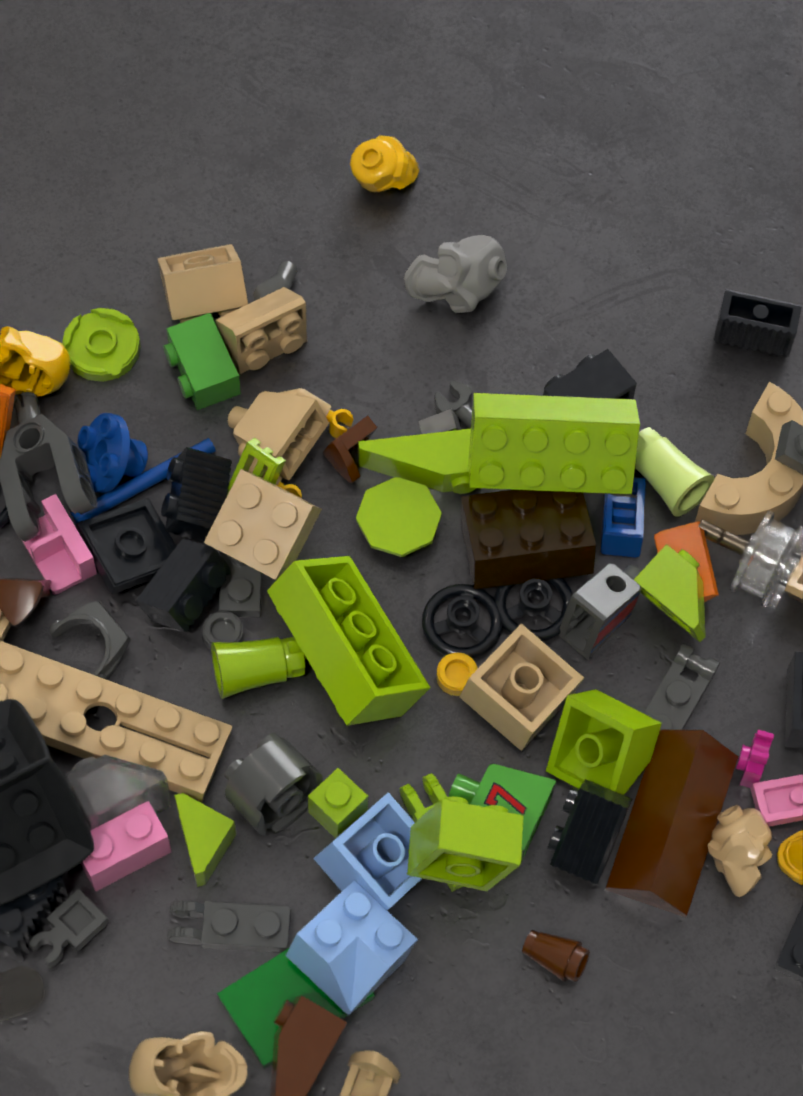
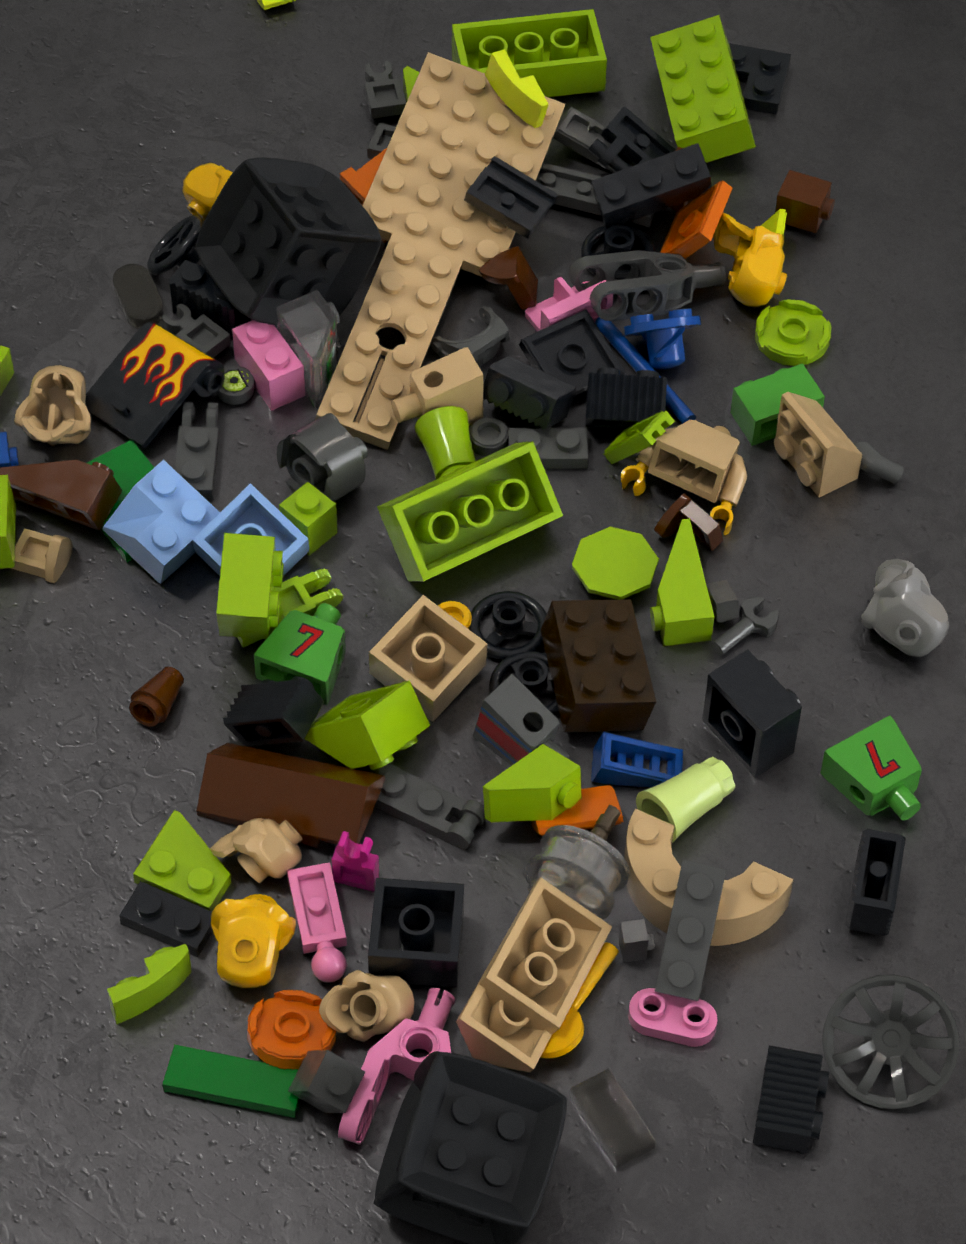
camera: 90 degrees right, 10 degrees down
(140, 887) = (237, 386): none -> tile
(140, 966) = (151, 382): none -> black door
(188, 663) = (445, 382): none -> tan torso
(203, 282) = (868, 399): tan slope -> none
(206, 835) = (275, 418): lime slope -> none
(262, 525) = (582, 431): tan brick -> none
(553, 443) = (680, 653): lime brick -> none
(631, 315) = (875, 770): none -> bright green torso
(751, 926) = (184, 865): none -> lime wing

